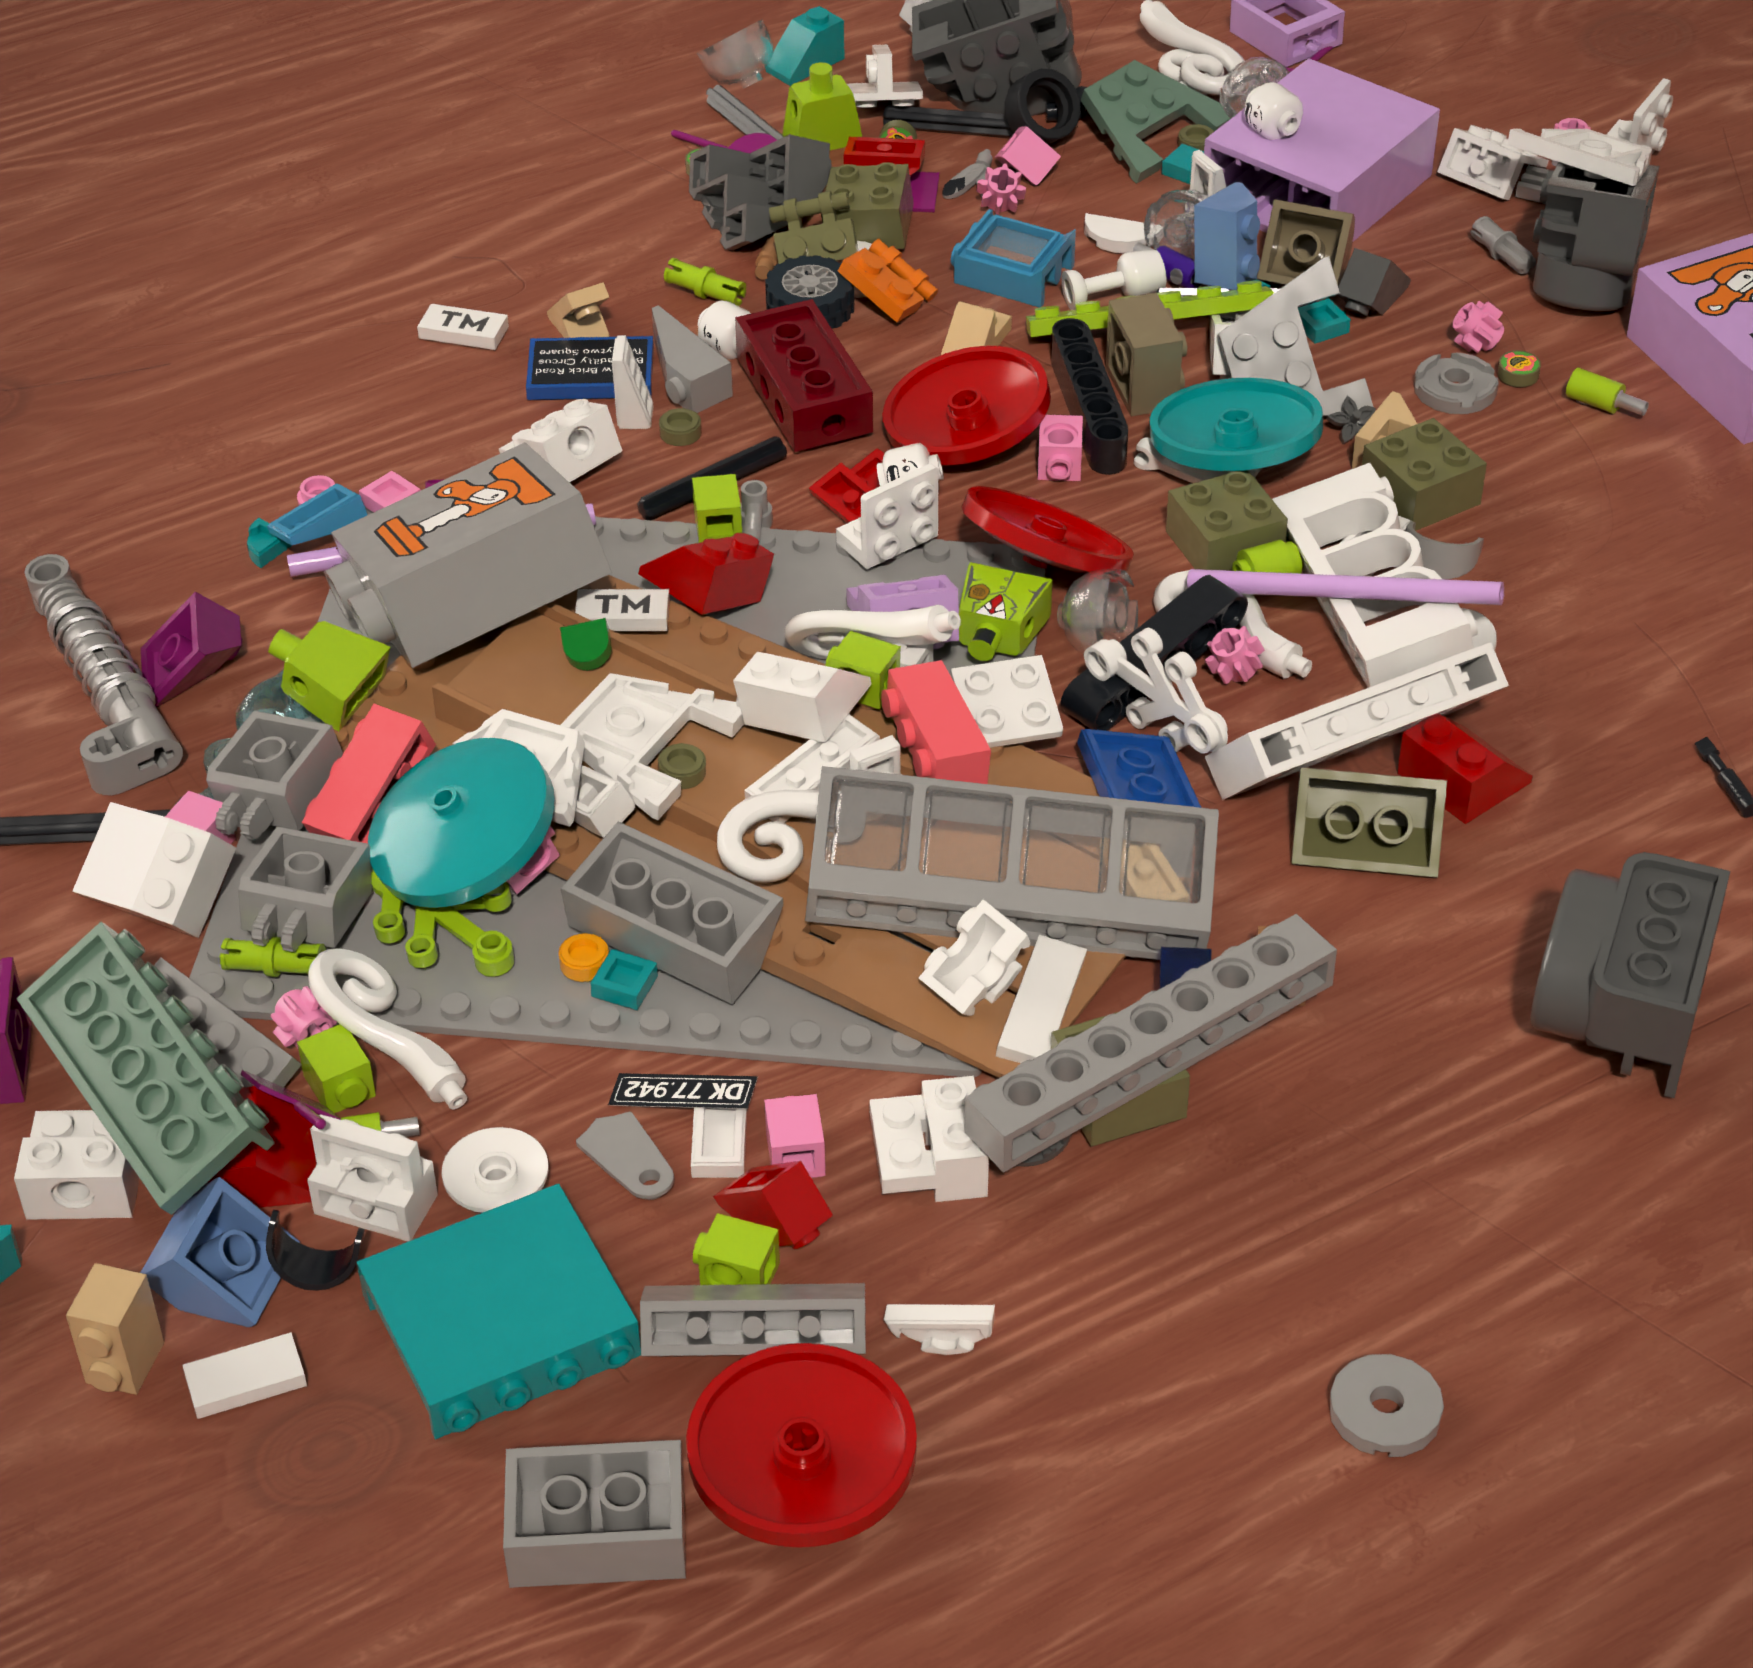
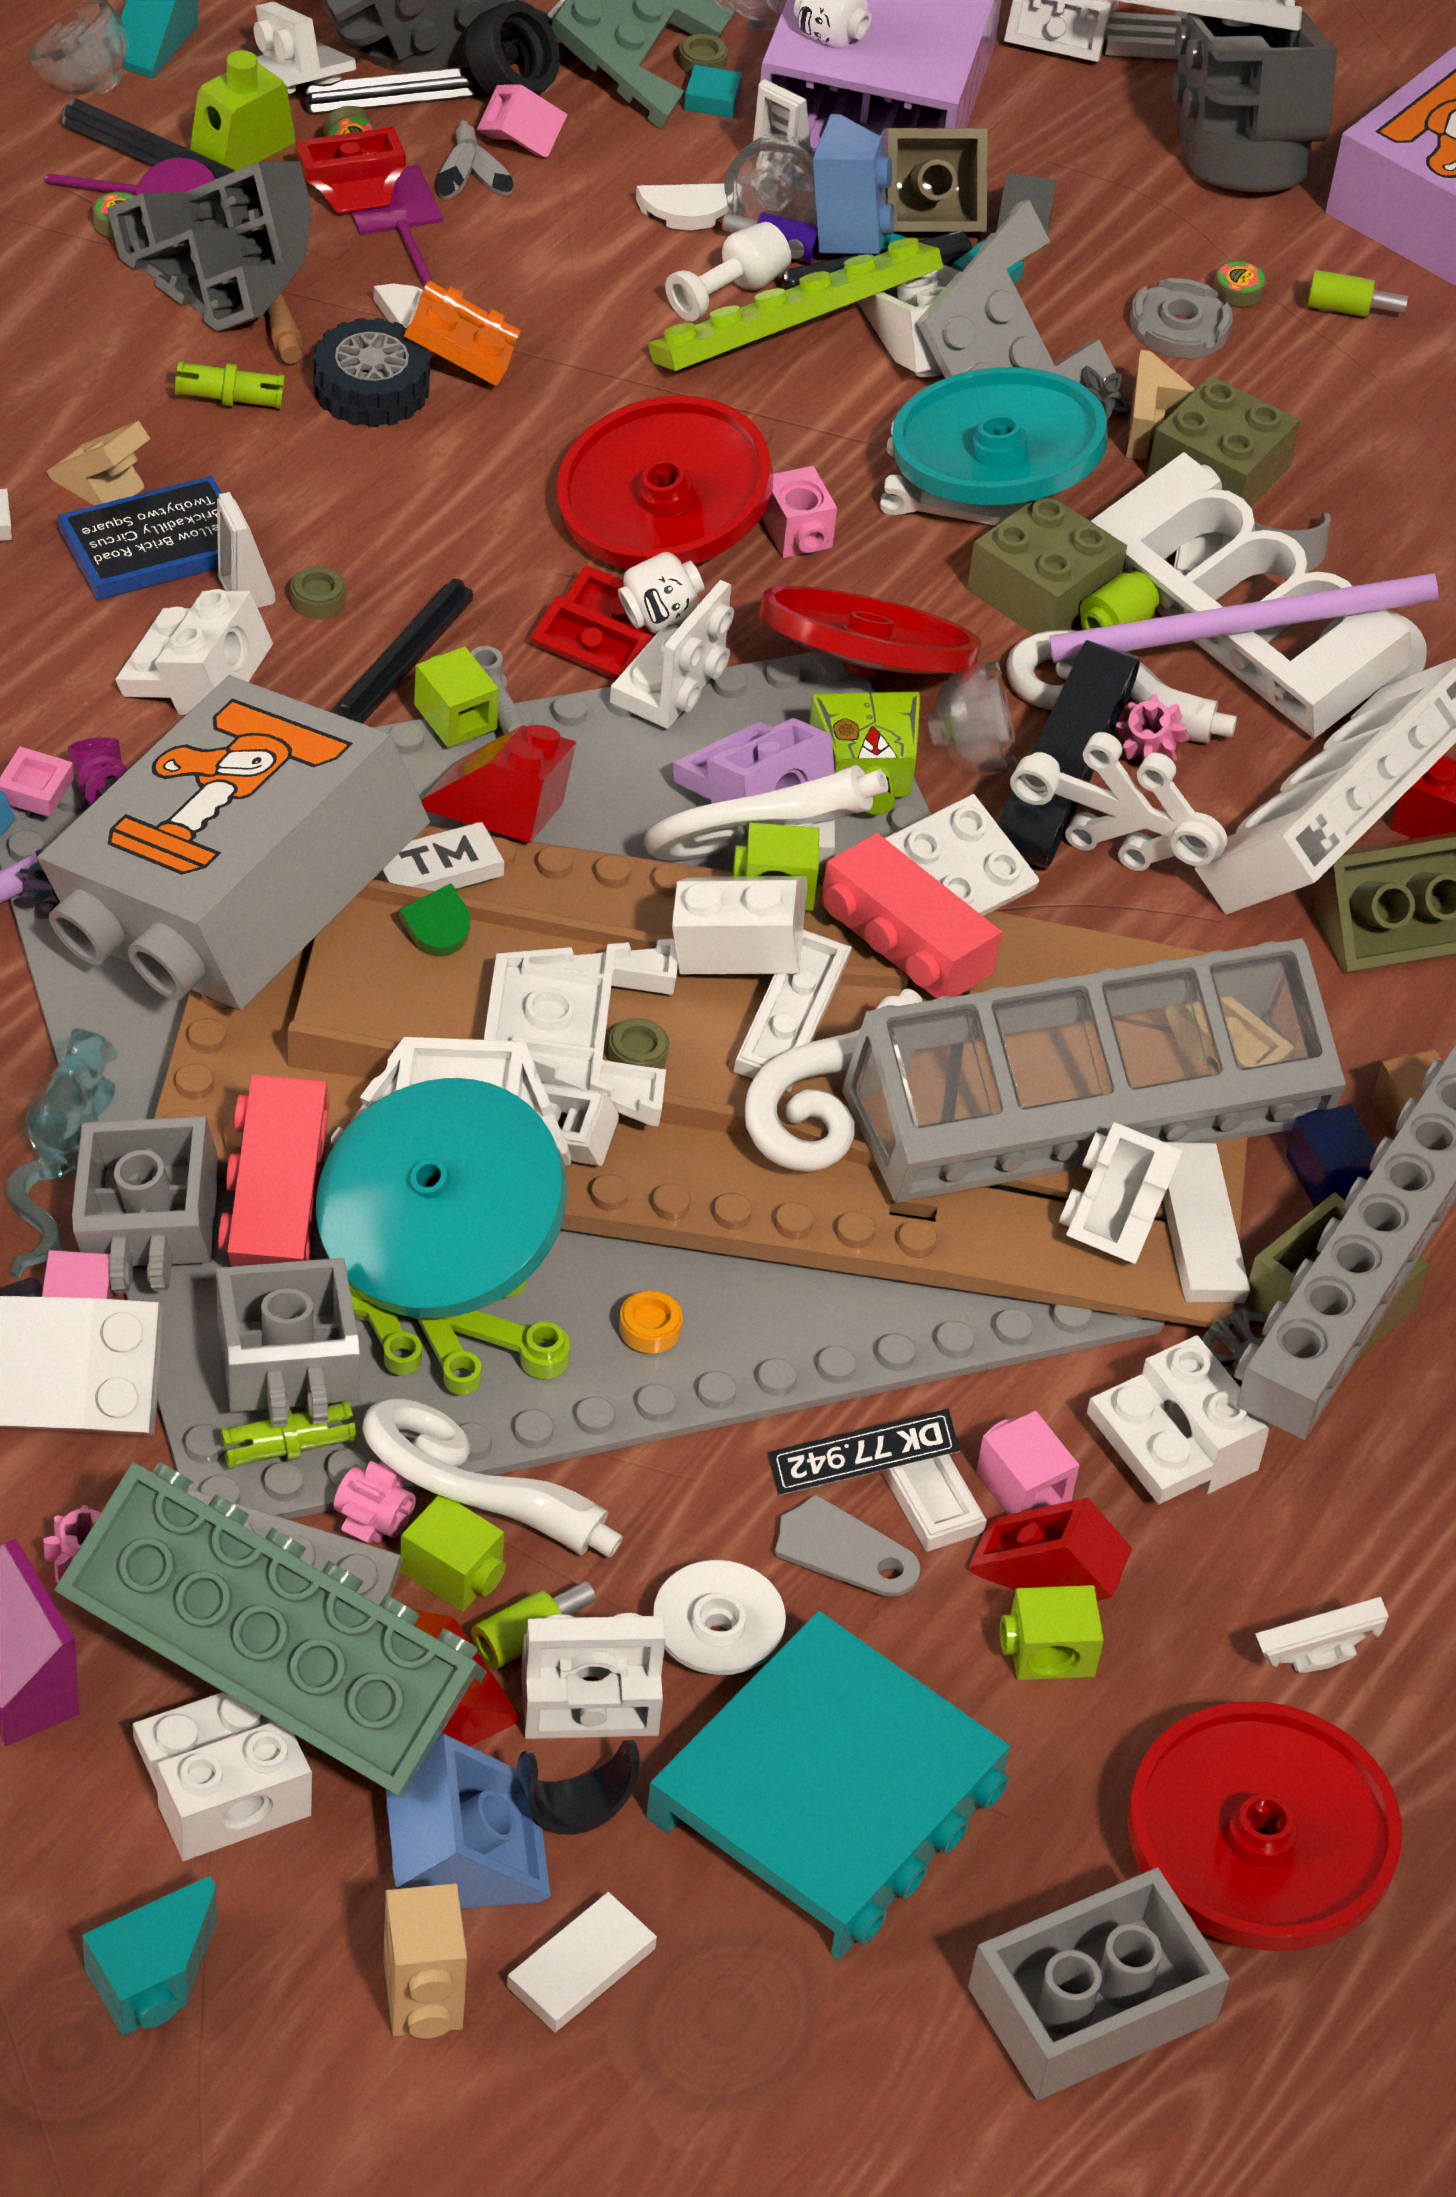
camera: 30 degrees left, 5 degrees up
(304, 1106) = (476, 1614): magenta piece -> none
(330, 670) = (146, 1043): lime torso -> none
(624, 979) = (715, 1335): teal tile -> none
(673, 911) = (744, 1235): light grey slope -> none
(691, 368) = (282, 506): light grey slope -> none
(718, 329) = (302, 446): white head -> none
(750, 1318) = (1124, 1698): light grey brick -> none
(804, 375) = (444, 487): dark red brick -> none
(831, 239) = (362, 294): olive plate -> none
(877, 756) = (869, 985): white tile -> none
(878, 200) = (377, 235): olive brick -> none
(976, 327) = (602, 381): tan slope -> none
(1003, 179) = (522, 175): bright pink gear -> none
(1012, 258) = (588, 268): dark azure window -> none
(1089, 395) = (791, 428): black beam -> none
(1136, 767) = (1138, 911): blue tile -> none
(1144, 352) = (835, 366): dark tan brick -> none
(1478, 326) = (1175, 240): bright pink gear -> none
(1503, 245) = (1135, 125): light grey axle -> none

